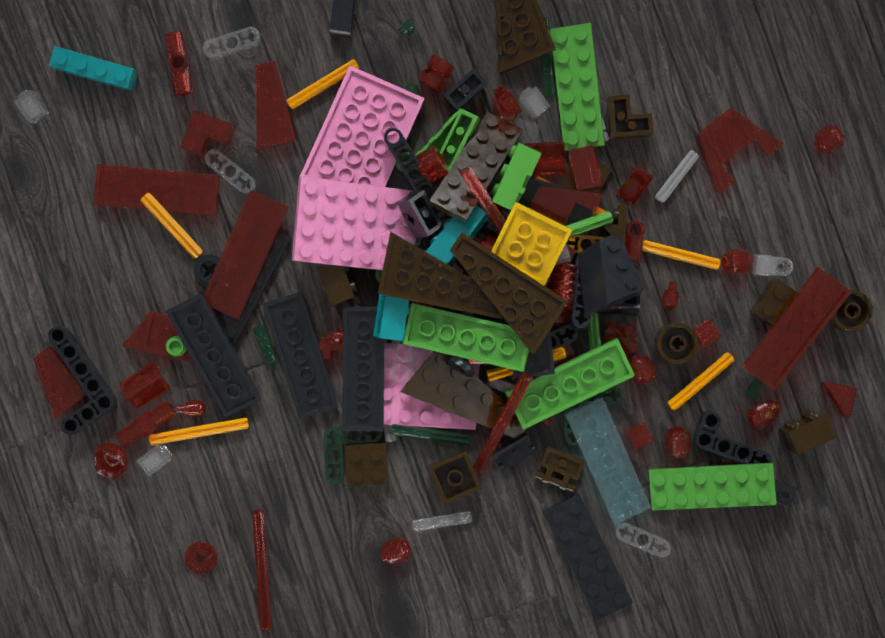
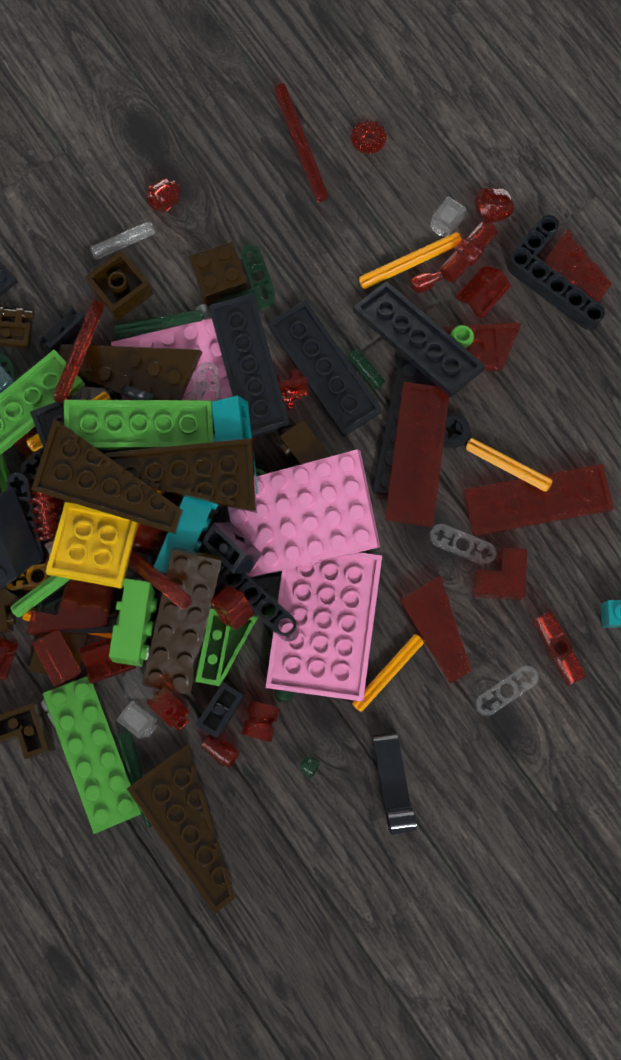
camera: 165 degrees right, 10 degrees down
(473, 59) = (221, 751): none -> clear red cone

